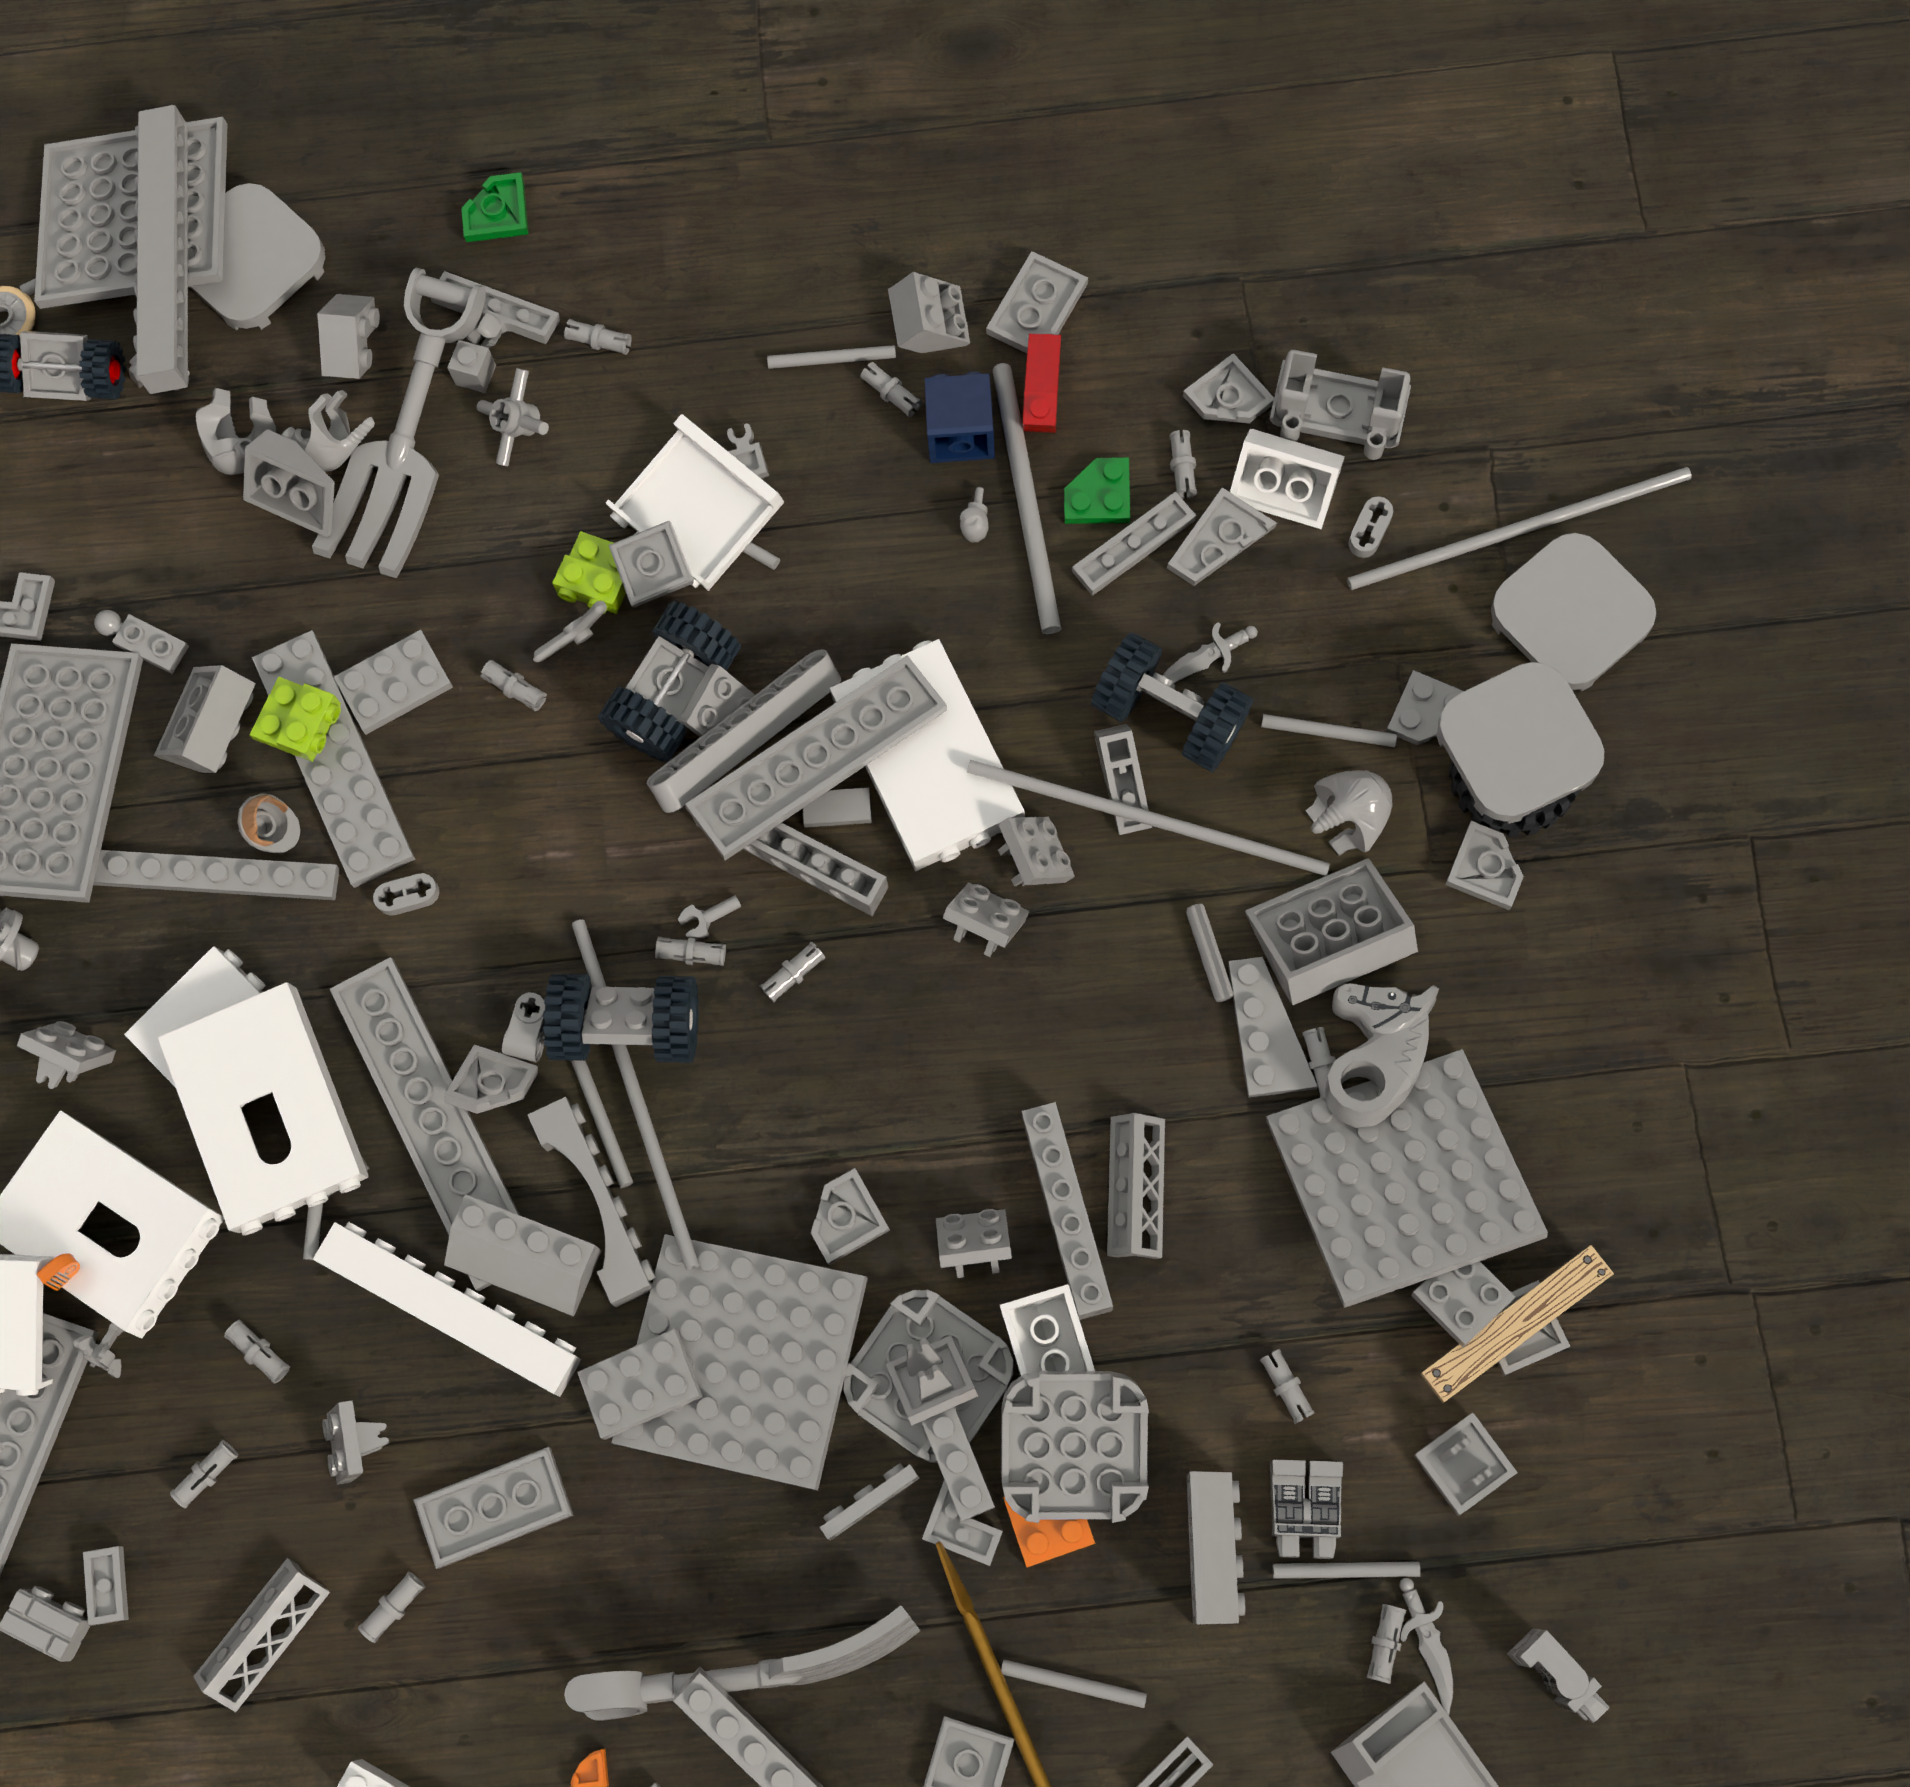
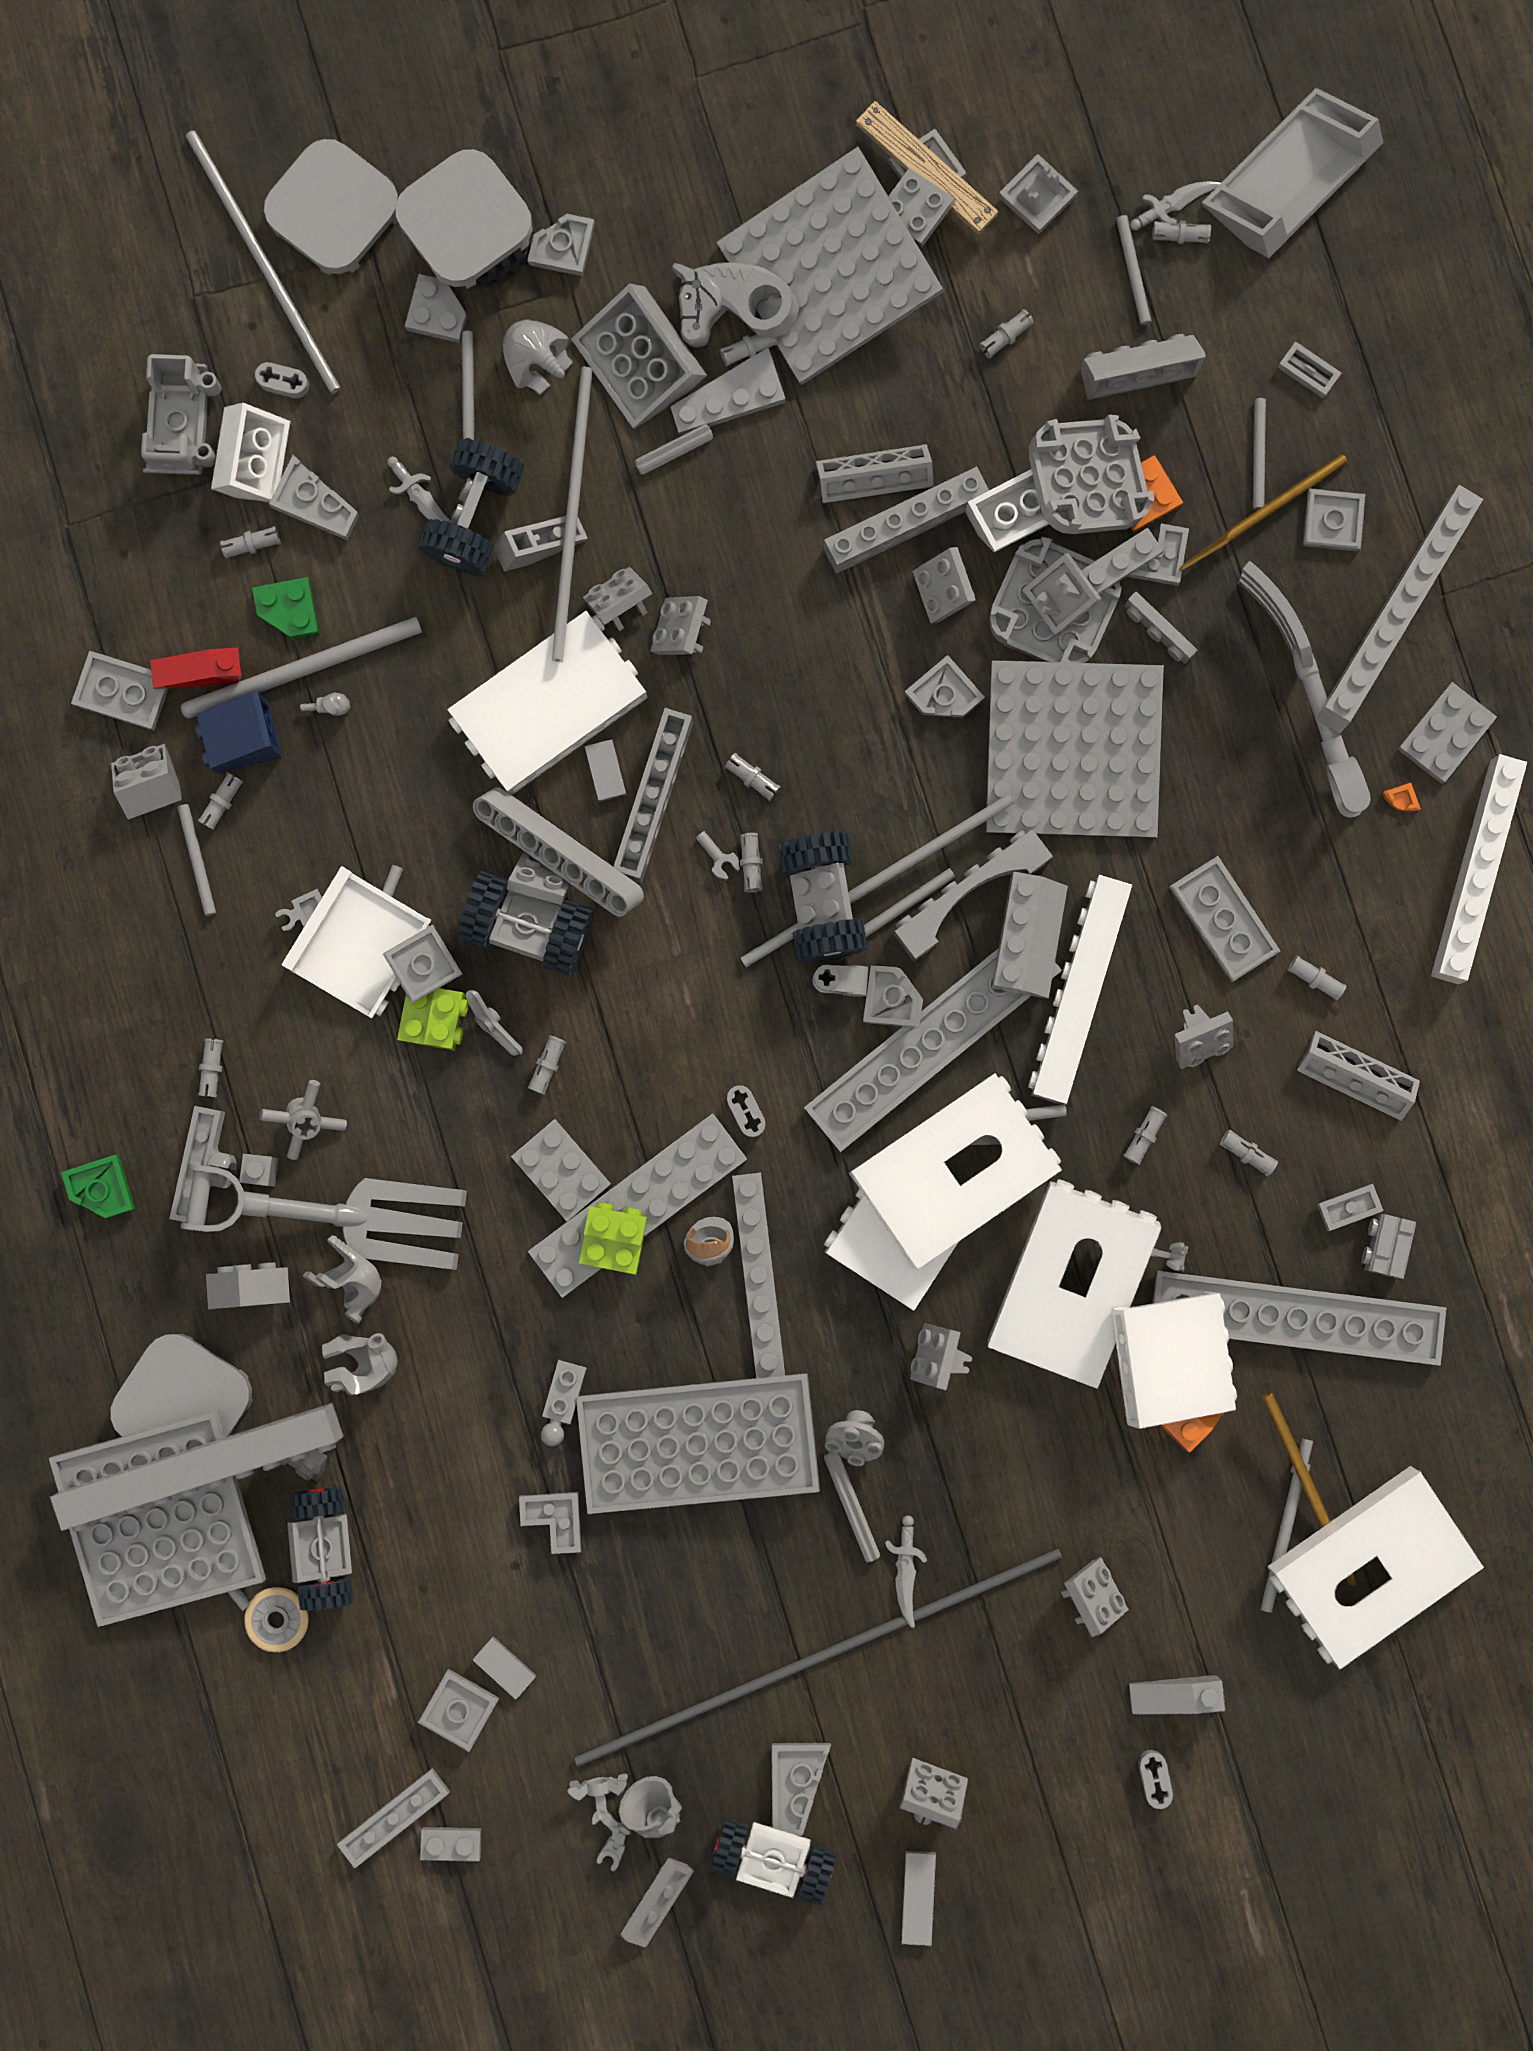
camera: 105 degrees left, 10 degrees up
(59, 1271) = (1124, 1295): orange tile -> none
(206, 719) = (624, 1323): light grey slope -> none
(288, 482) = (401, 1296): light grey slope -> none
(639, 1384) = (1110, 820): light grey plate -> none
(816, 757) = (574, 782): light grey plate -> none
(1133, 543) = (330, 569): light grey plate -> none
(1229, 393) = (179, 514): light grey plate -> none
(1307, 1517) = (1093, 304): light grey hips -> none
(1560, 1674) = (1178, 102): light grey hips -> none

